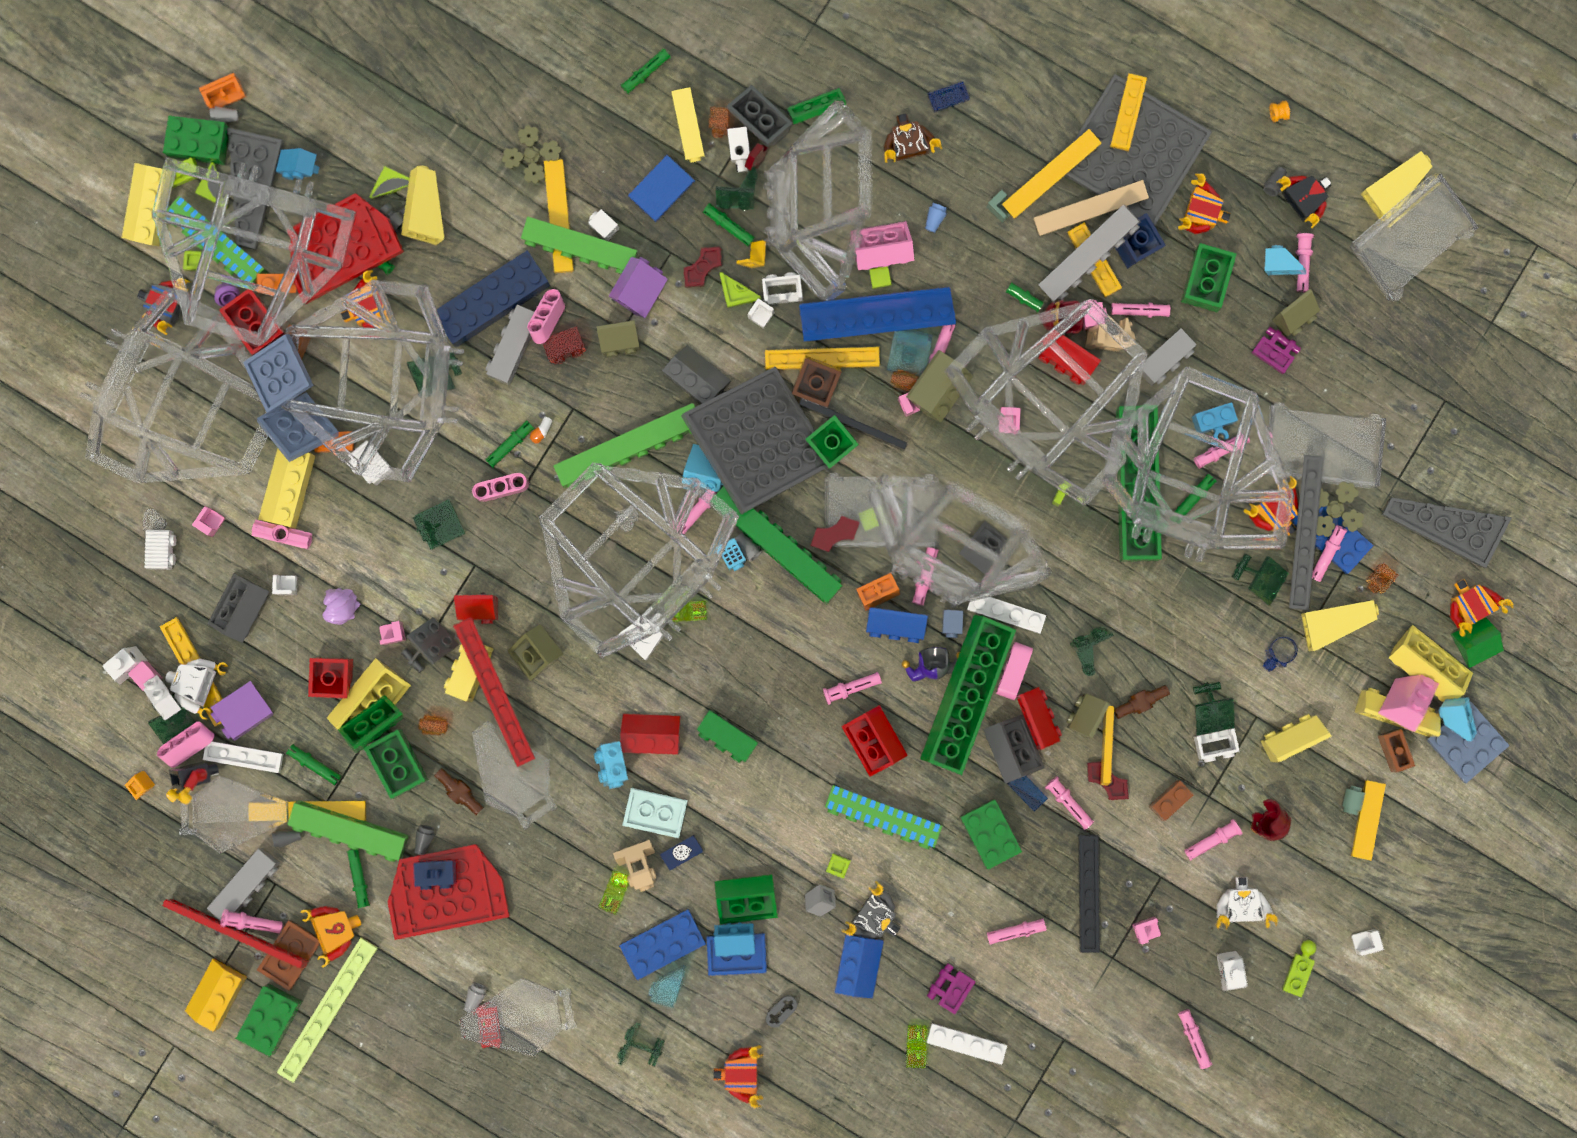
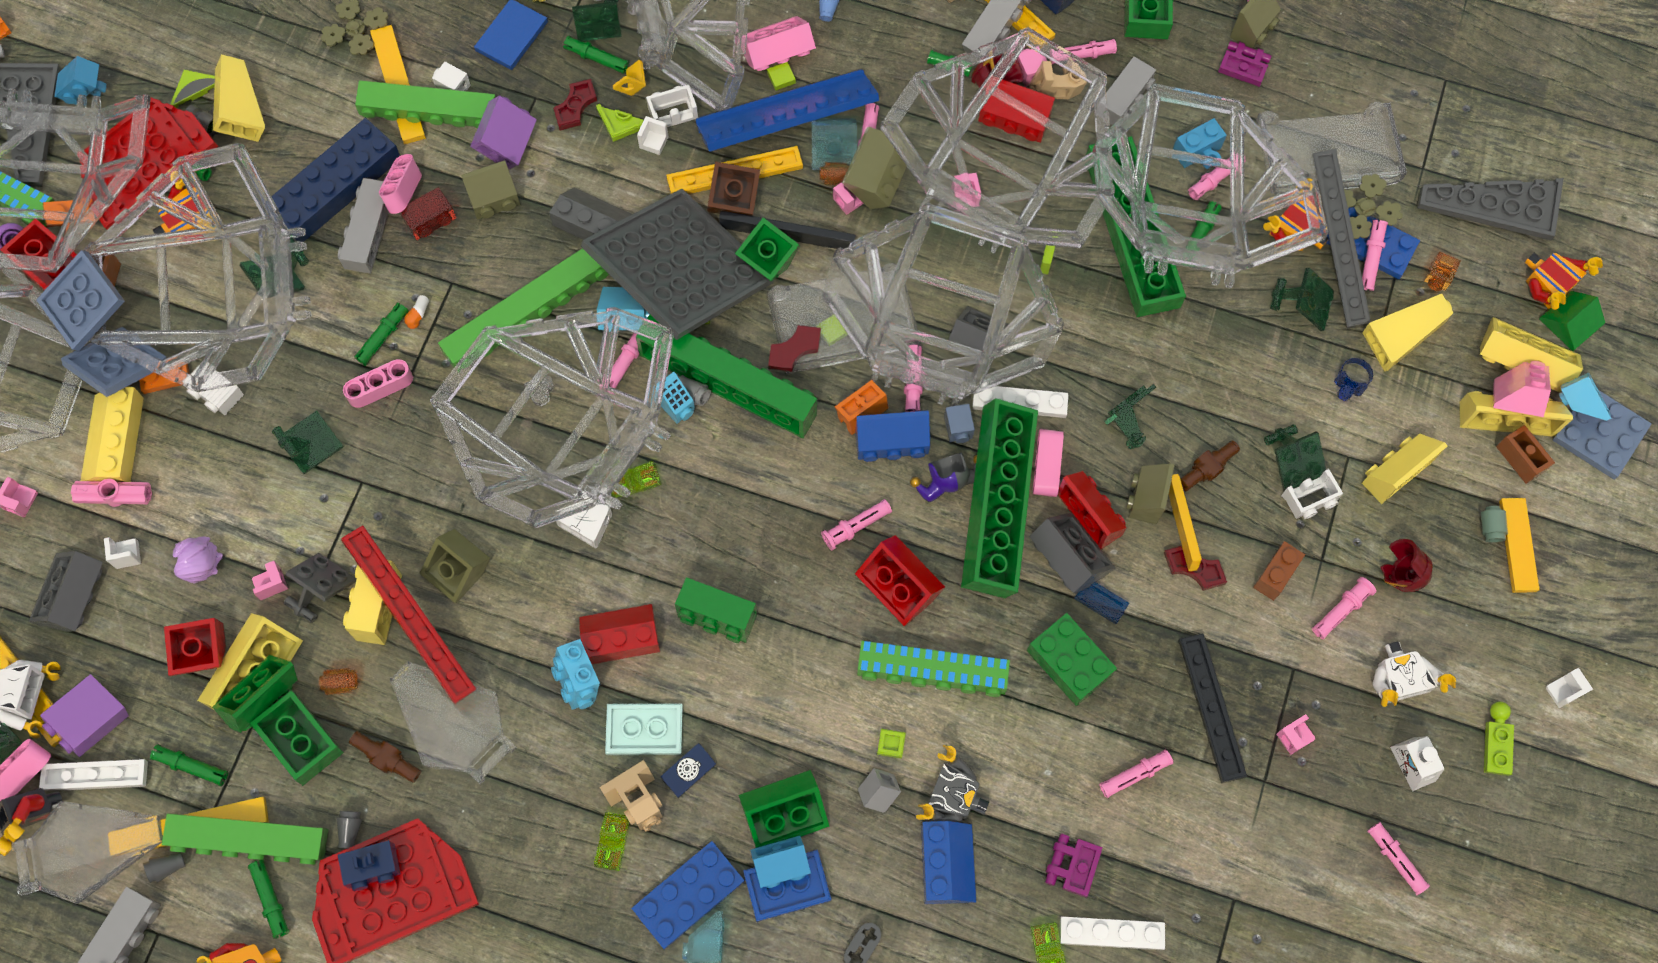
camera: 20 degrees left, 15 degrees down
(478, 607) = (377, 518): red slope -> none
(1063, 795) = (1181, 620): bright pink pin -> none

